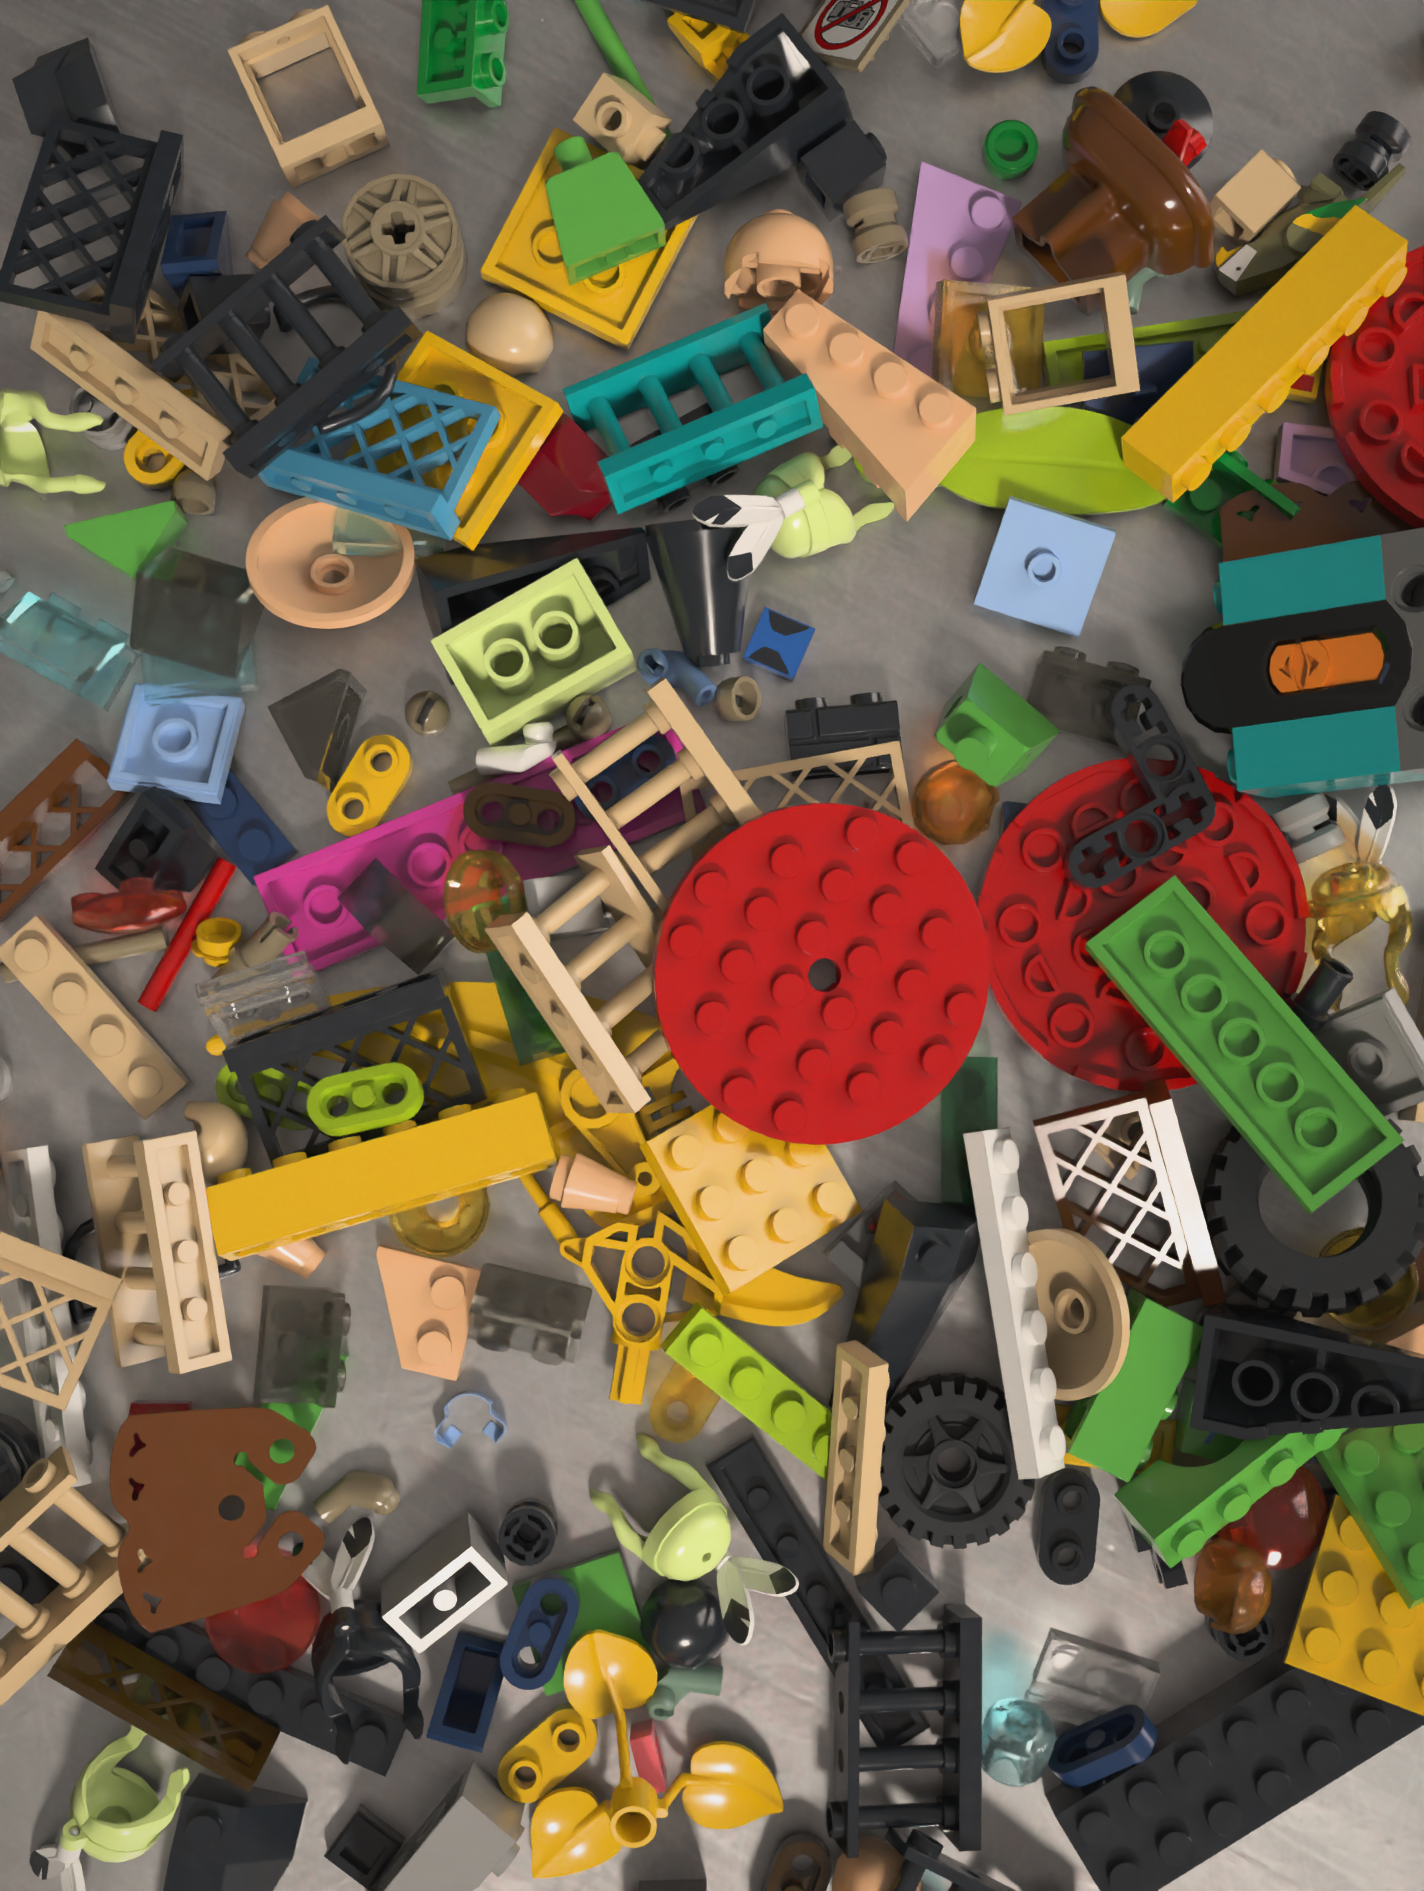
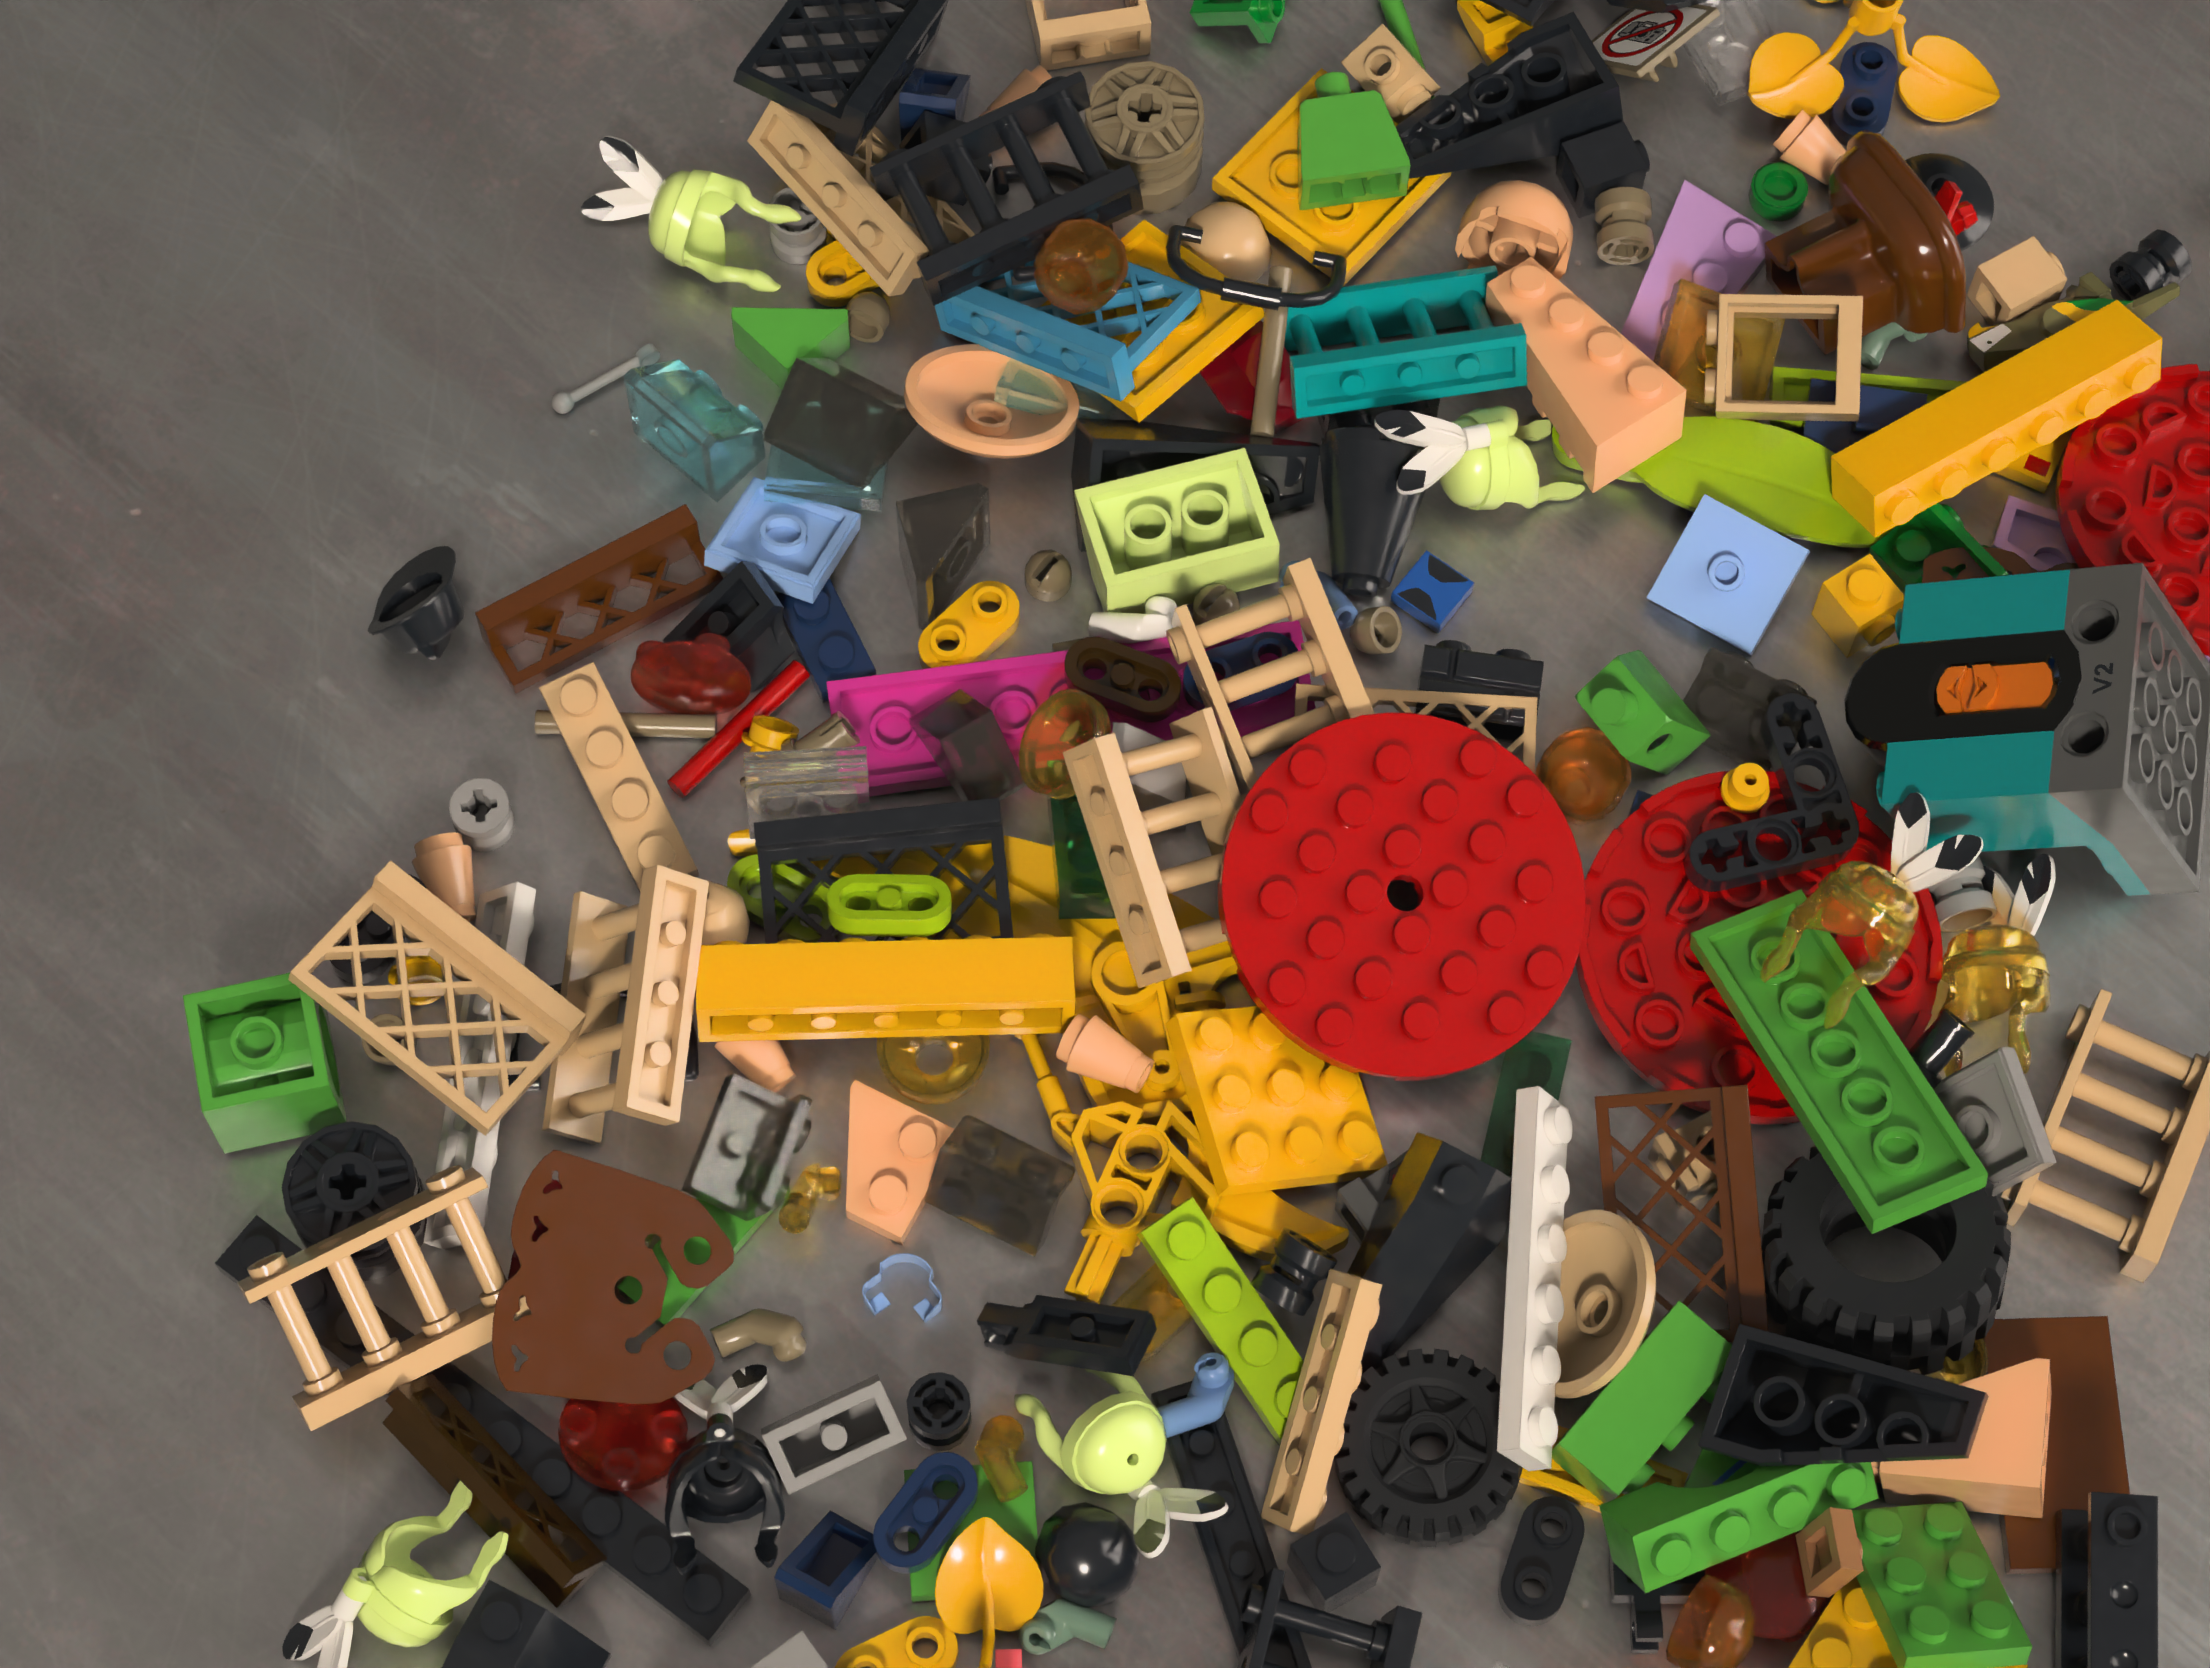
camera: 15 degrees right, 20 degrees down
(362, 1365) = (803, 1198): none -> clear yellow arm
(378, 416) = (1080, 266): none -> clear orange hair
(543, 399) = (1249, 292): none -> black piece
(578, 446) = (1271, 358): none -> dark tan bar
(587, 1555) = (997, 1454): none -> clear yellow arm
(626, 1442) = (1070, 1333): none -> black hinge
(753, 1468) = (1205, 1399): none -> medium blue arm
(803, 1352) = (1300, 1261): none -> black wheel
(1034, 99) = (1809, 146): none -> light nougat cone
(1094, 787) = (1745, 797): none -> yellow piece
(1170, 570) = (1858, 606): none -> yellow brick
(1255, 891) = (1876, 902): none -> clear yellow hair
(1321, 1496) = (1829, 1552): none -> medium nougat plate

